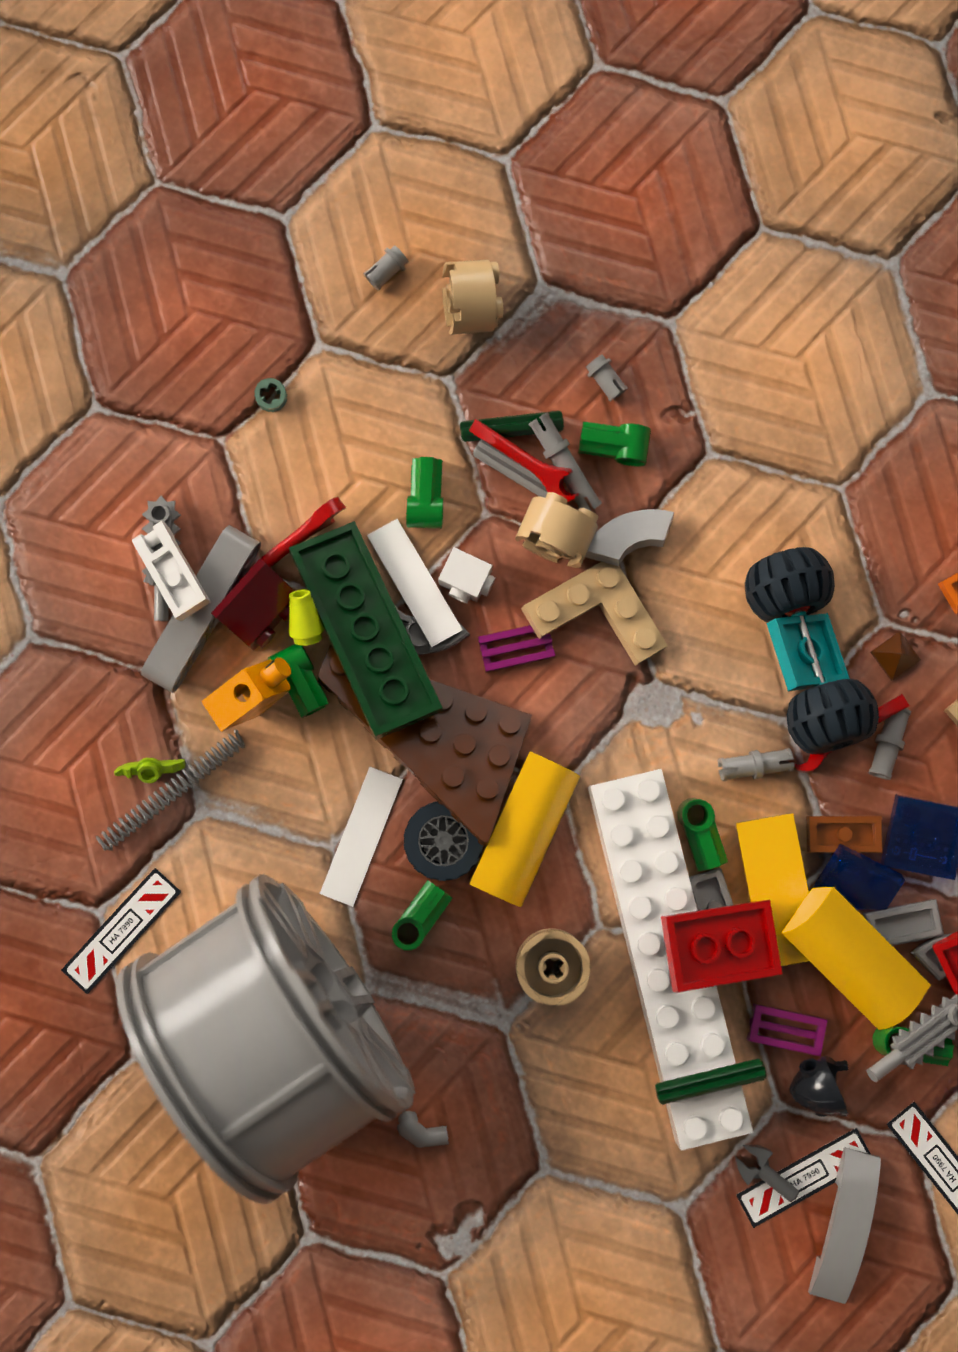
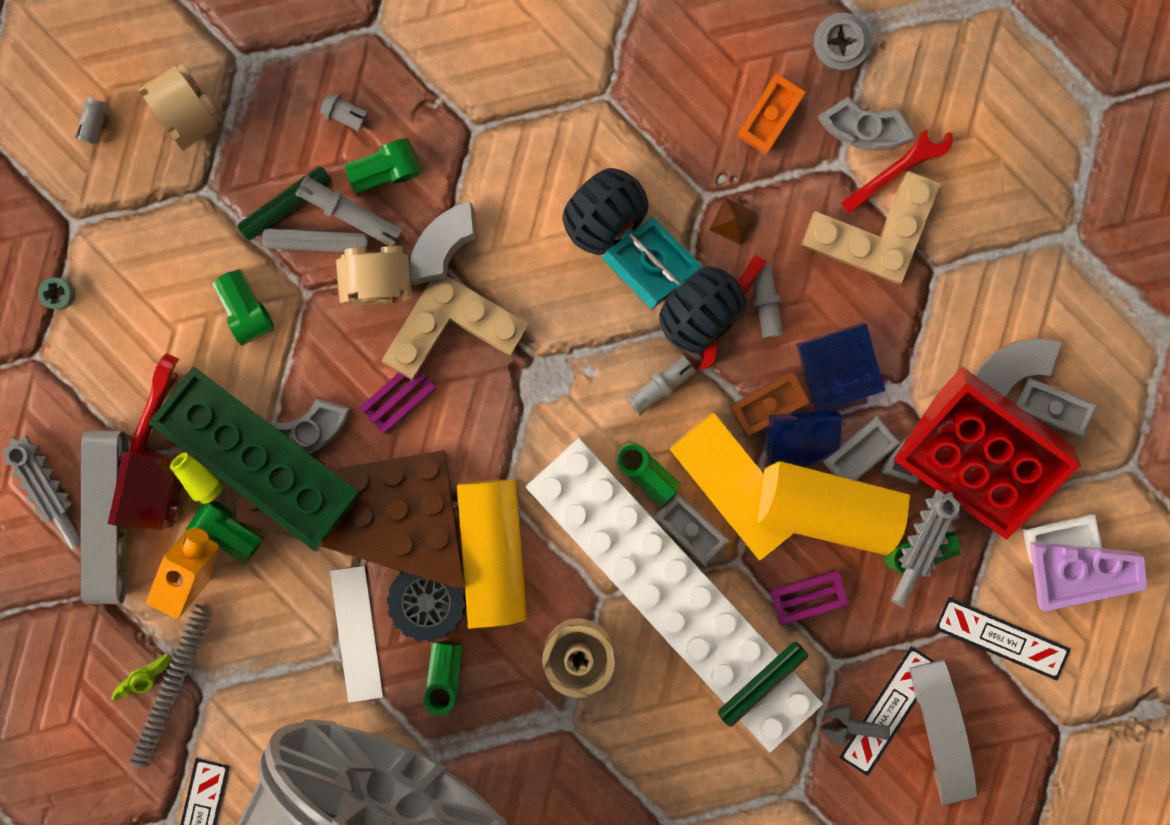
camera: 20 degrees left, 5 degrees up
(171, 571) = (55, 502): white plate -> none
(414, 582) = (277, 390): white sticker -> none
(466, 576) = (318, 361): white brick -> none
(549, 475) = (340, 231): red piece -> none
(721, 945) = (710, 564): red plate -> none
(817, 1086) = (859, 632): black helmet -> none

